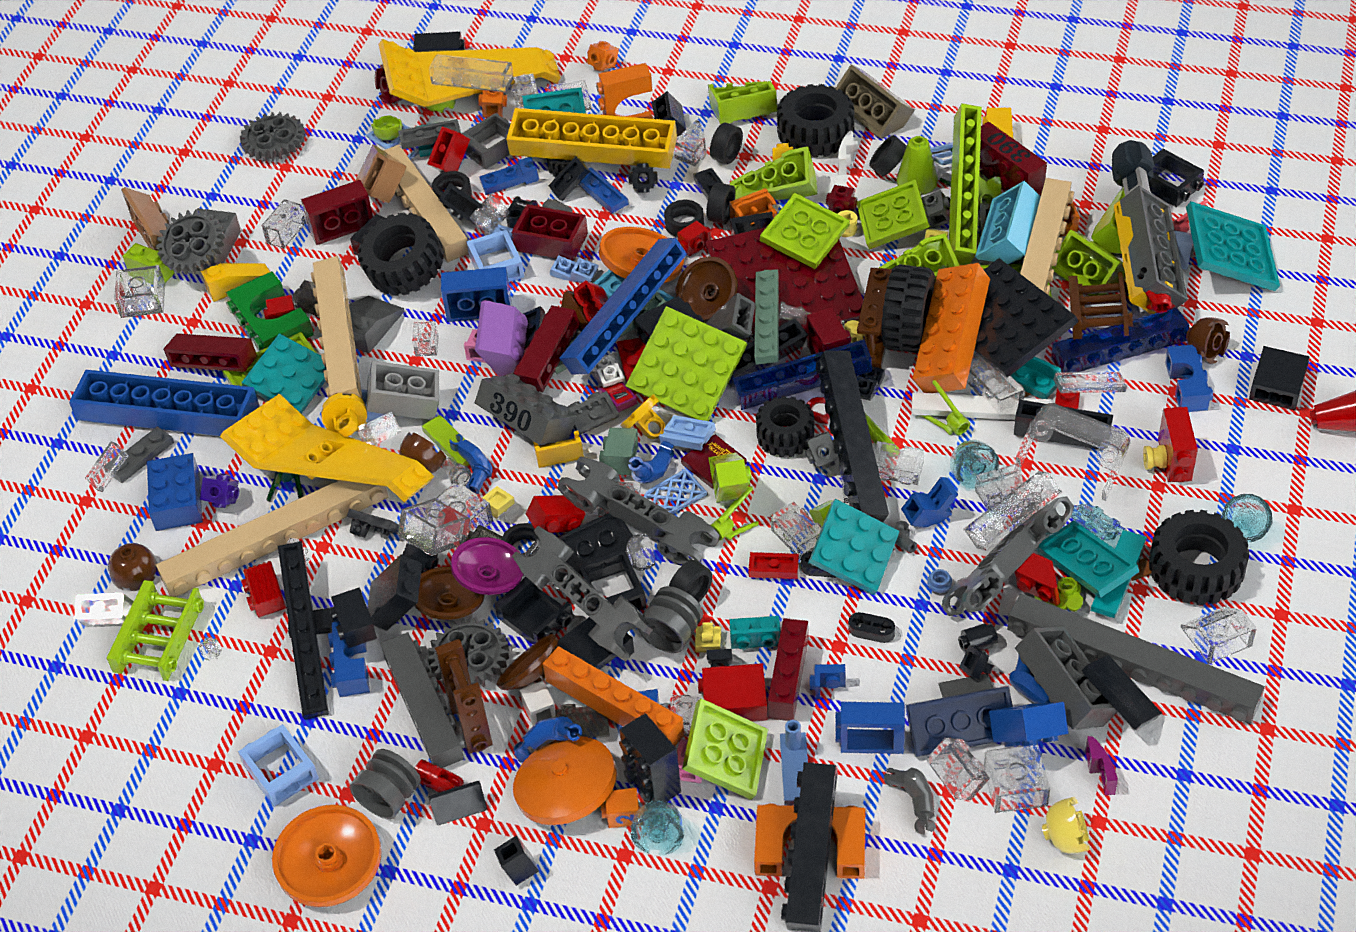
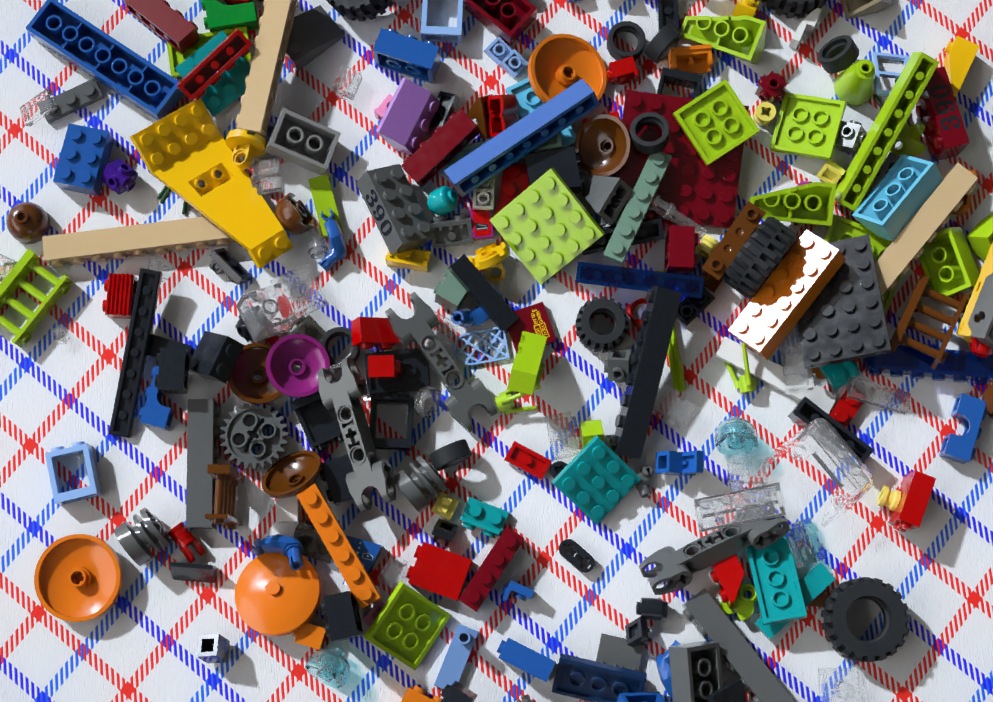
camera: 20 degrees right, 30 degrees up
(283, 355) = (214, 64): none -> red brick
(499, 501) = (335, 294): light yellow tile -> none
(570, 389) = (443, 201): none -> teal head
(580, 529) = (384, 367): none -> red brick
(651, 440) = (483, 293): none -> black tile
(687, 432) = (520, 291): light blue plate -> none
(745, 248) = (650, 118): none -> black tyre
(939, 576) = (658, 537): medium blue plate -> none
(1249, 514) = (926, 600): clear light blue cylinder -> none

